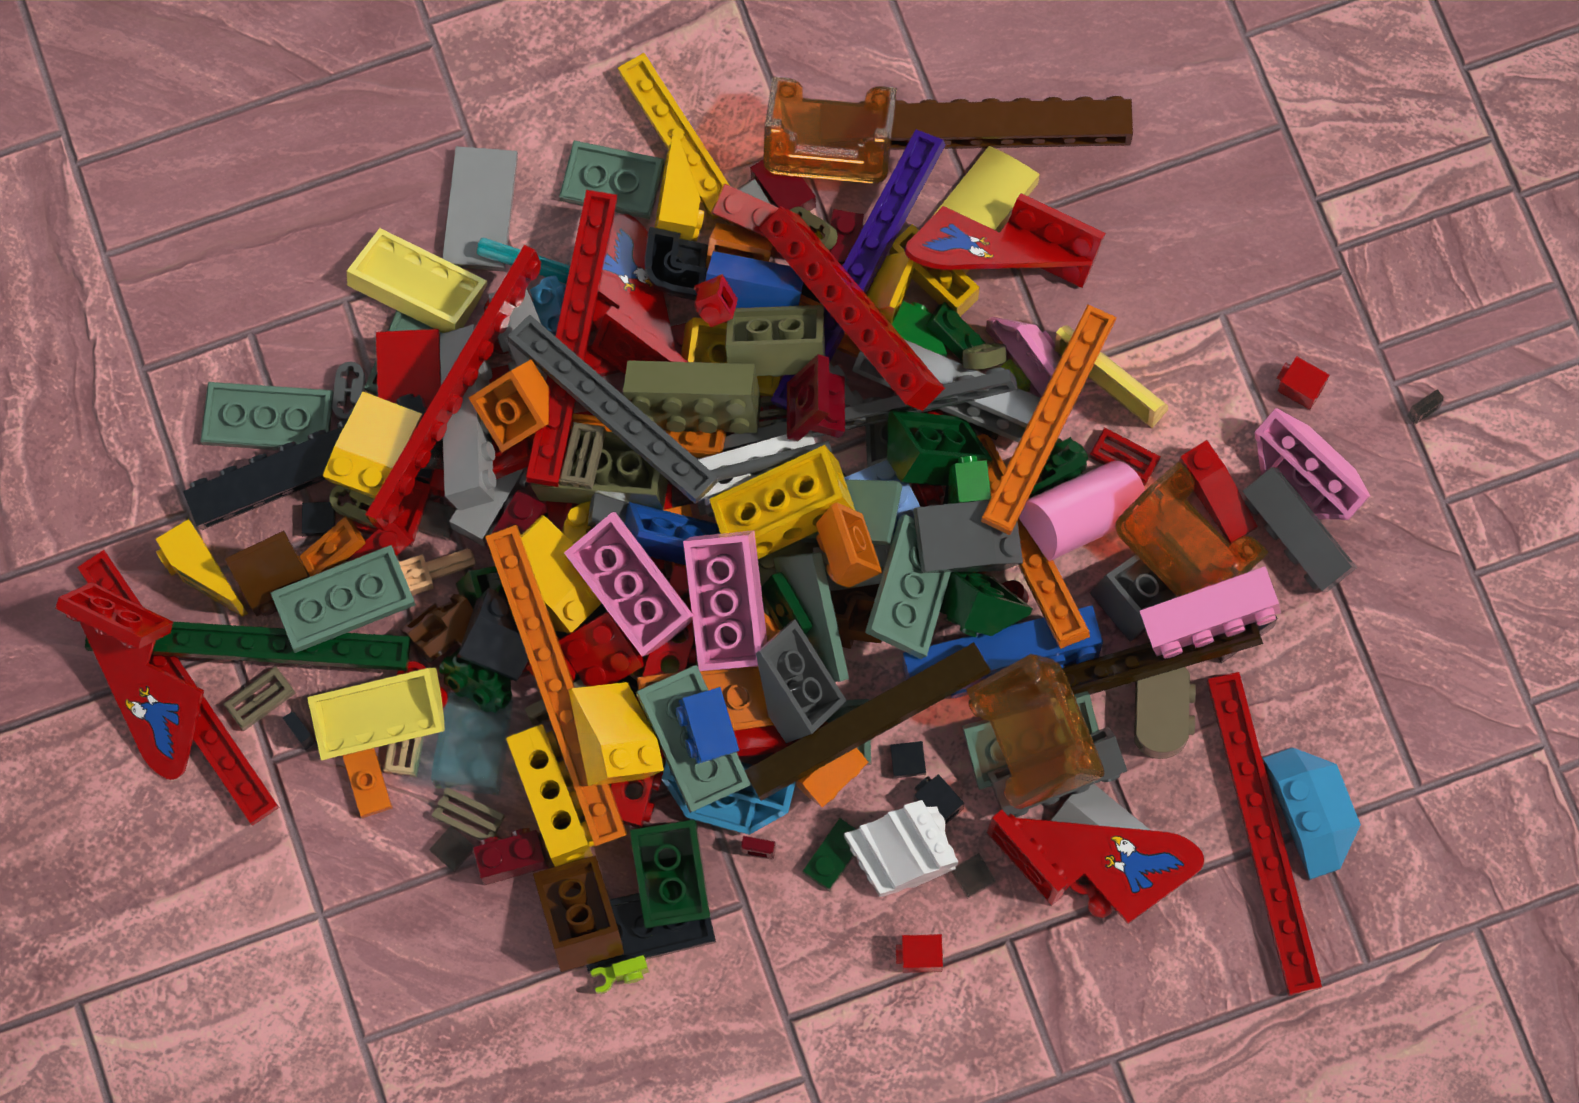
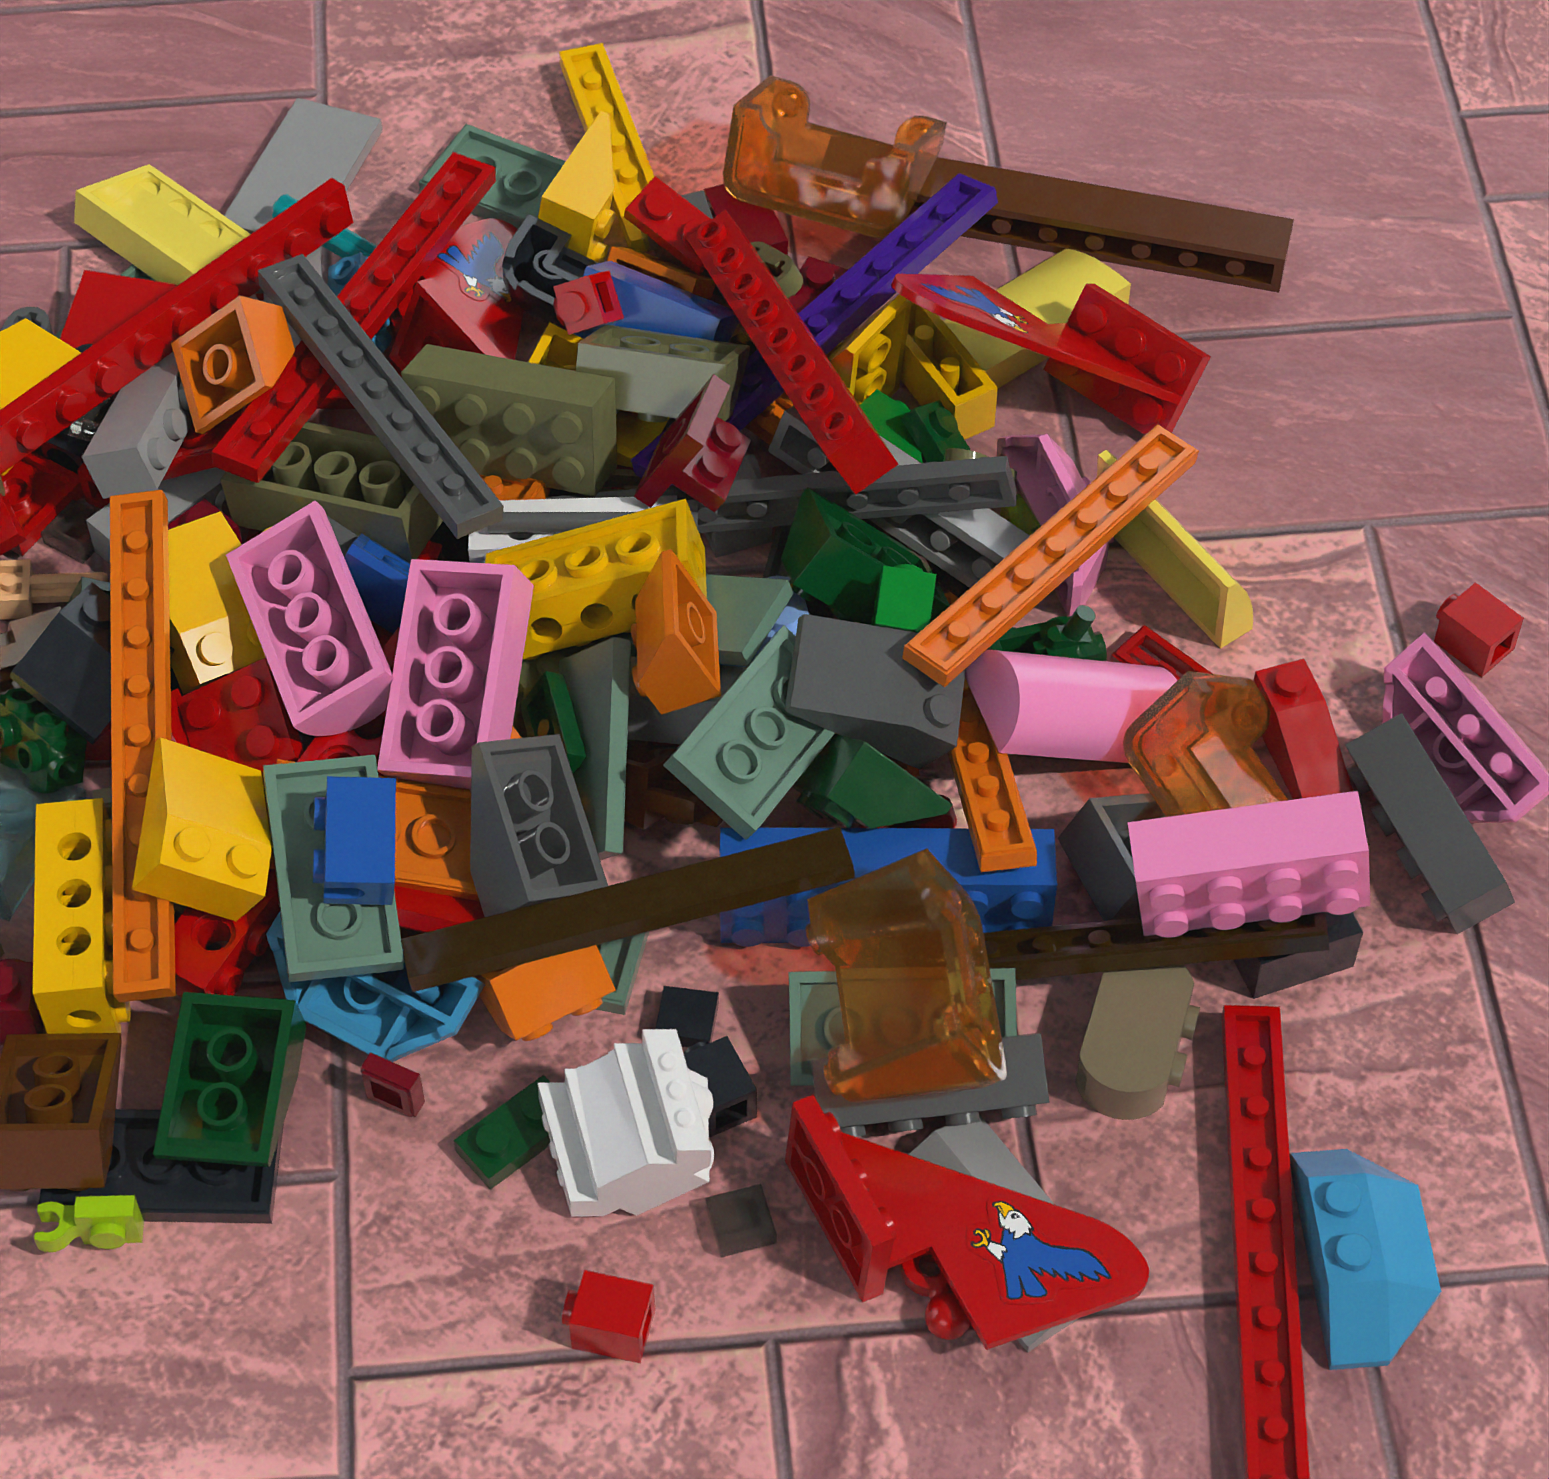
camera: 10 degrees right, 20 degrees down
(589, 479) = (320, 452): dark tan tile -> none

